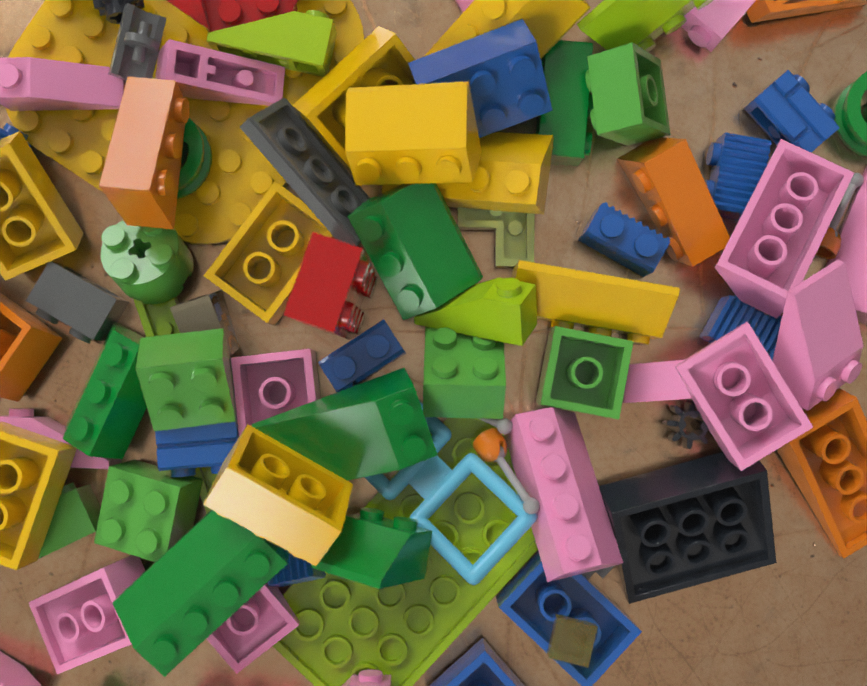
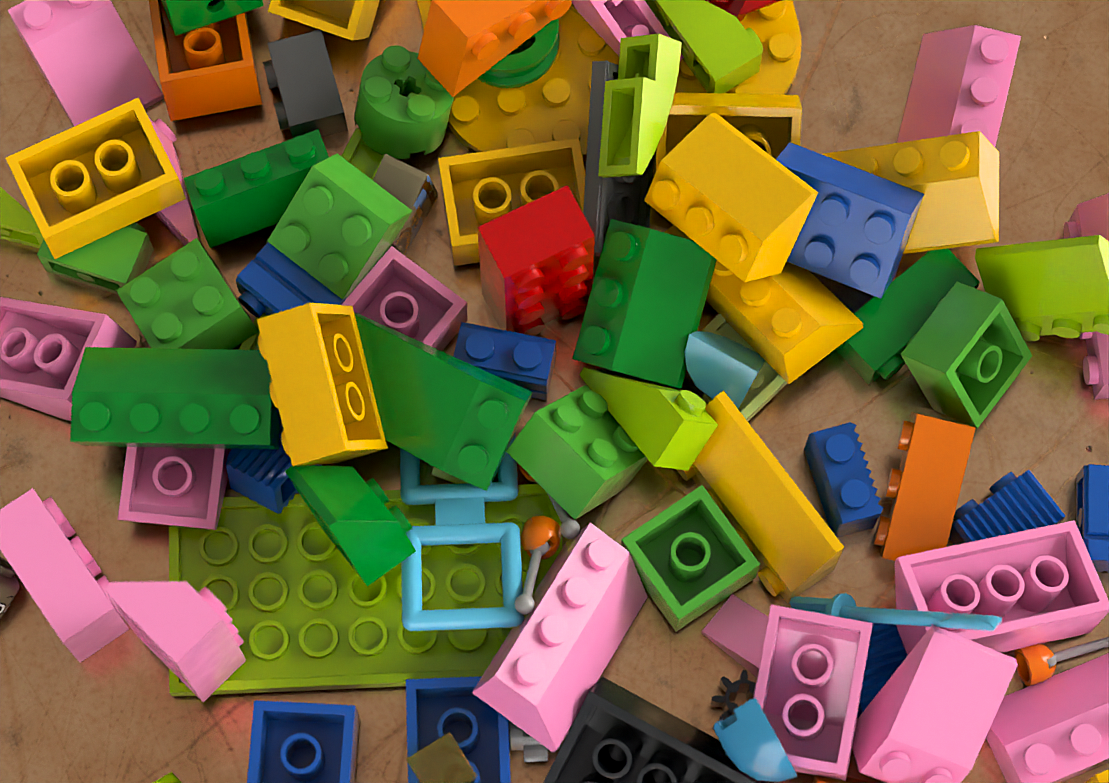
camera: 45 degrees right, 15 degrees down
(295, 128) = (638, 103): none -> lime slope
(496, 240) = (721, 365): none -> medium azure brick
(701, 323) = (844, 606): none -> medium azure piece
(745, 460) = (753, 744): none -> dark azure brick

